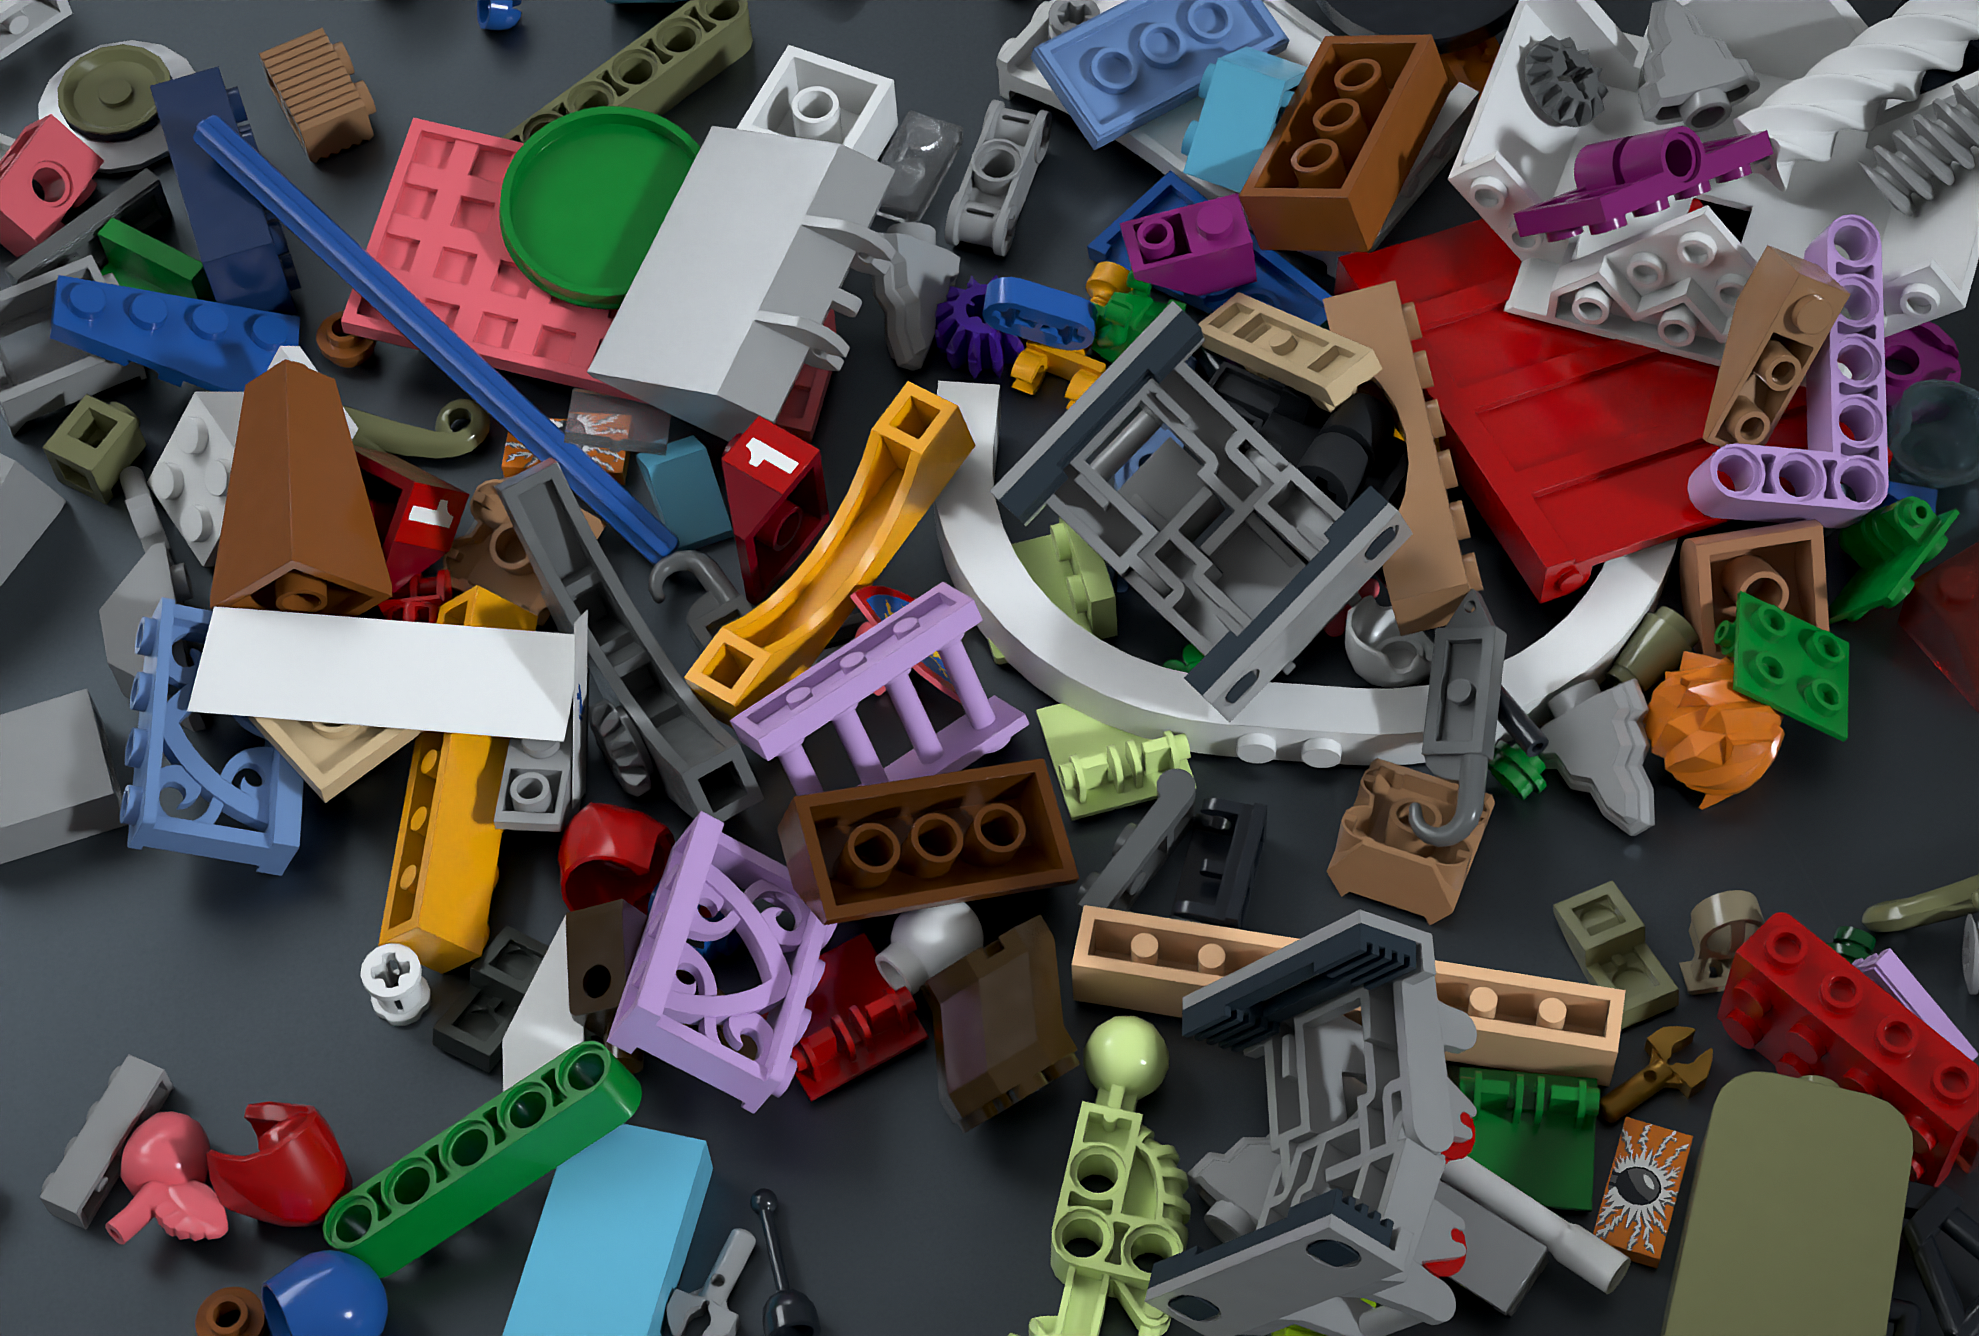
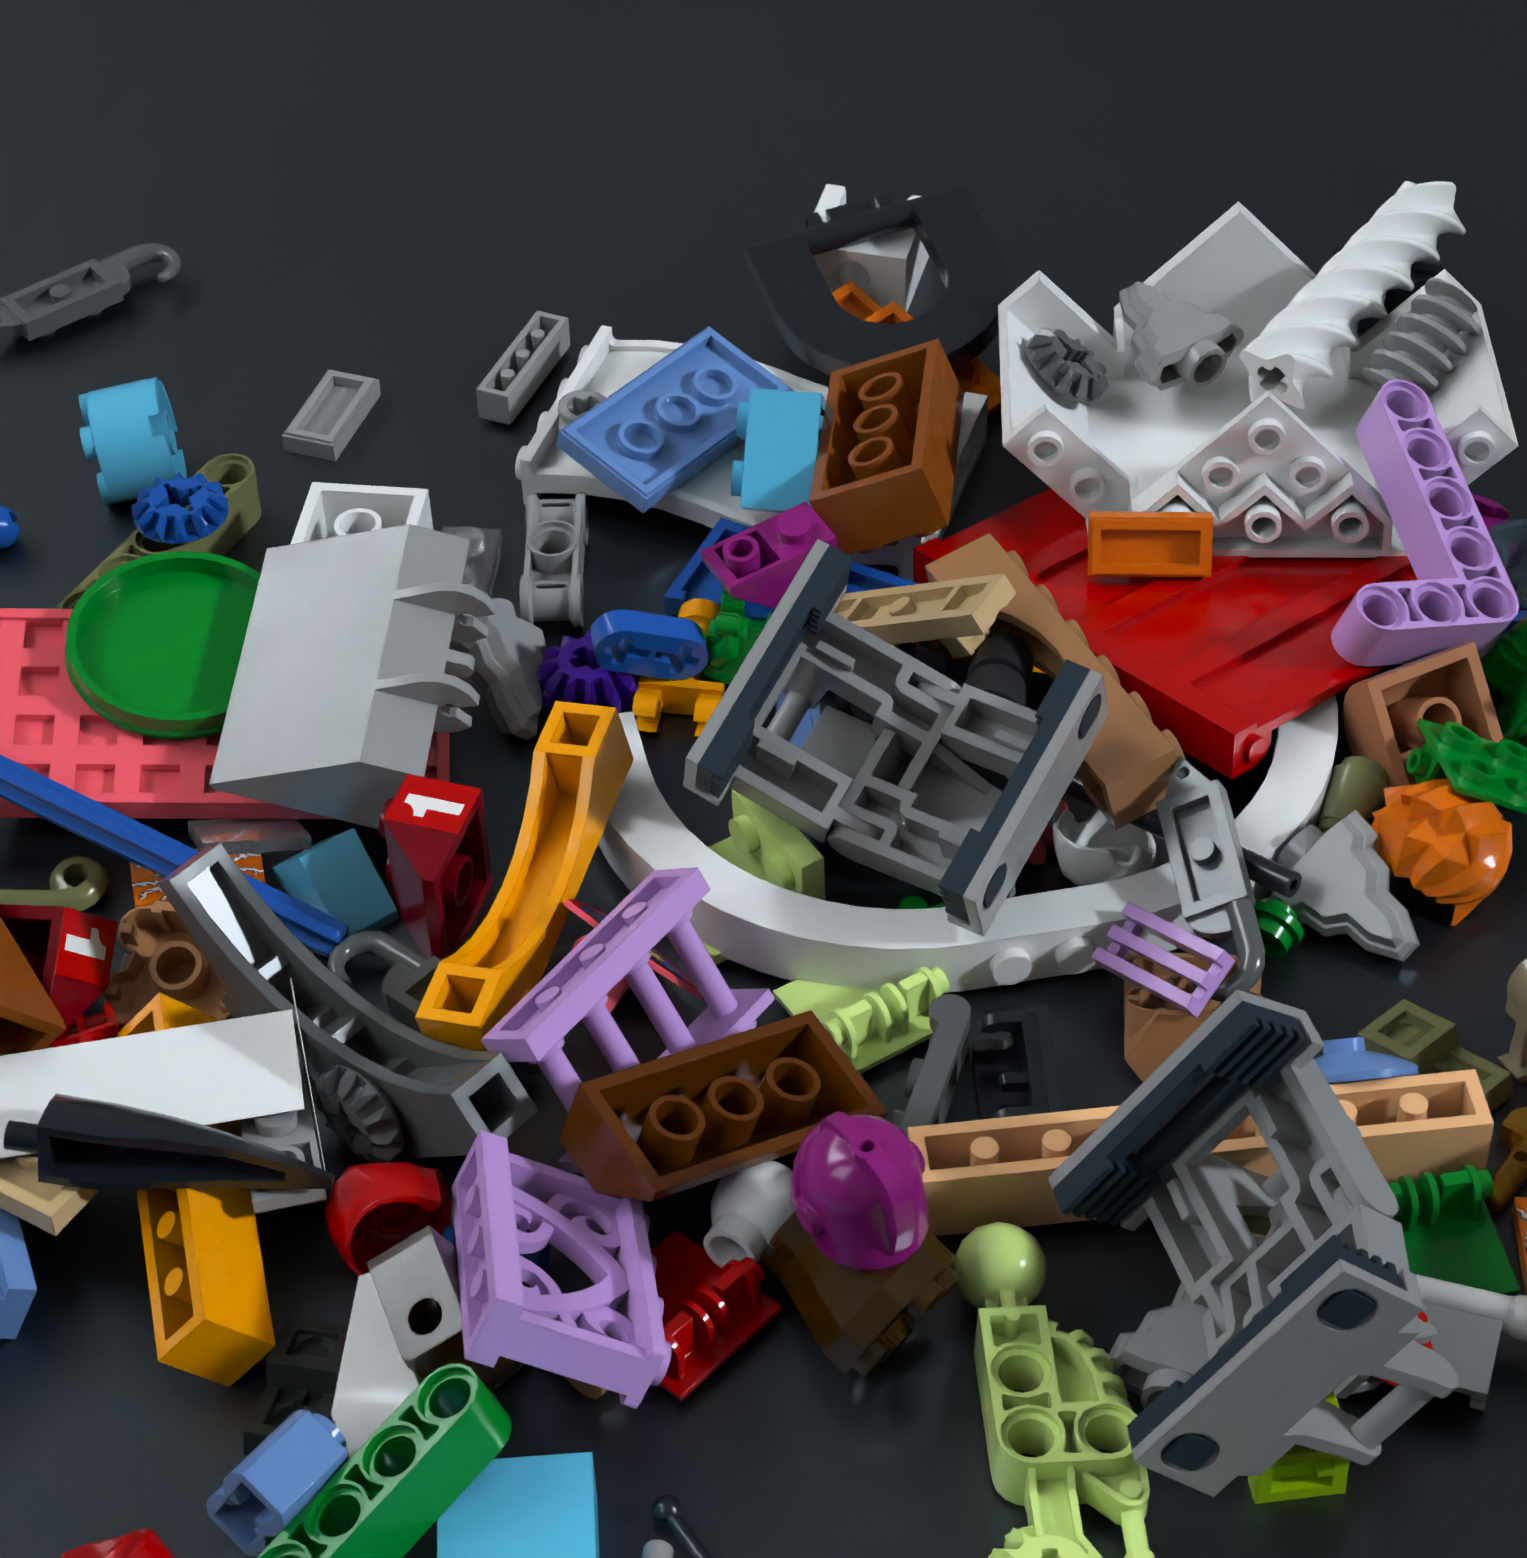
camera: 20 degrees left, 15 degrees down
(380, 980) = (199, 1388): white bush -> none
(408, 747) = (138, 1149): none -> black piece
(440, 1091) = (277, 1480): none -> medium blue brick
(645, 60) = (164, 521): none -> blue gear
(995, 980) = (861, 1191): none -> magenta helmet
(1364, 759) = (1128, 939): none -> lavender tile
(1517, 949) = (1349, 1061): none -> medium blue dish
(1557, 322) = (1150, 544): none -> orange tile
(1638, 177) = (1179, 405): magenta plate -> none
(1770, 346) = (1365, 499): medium nougat slope -> none

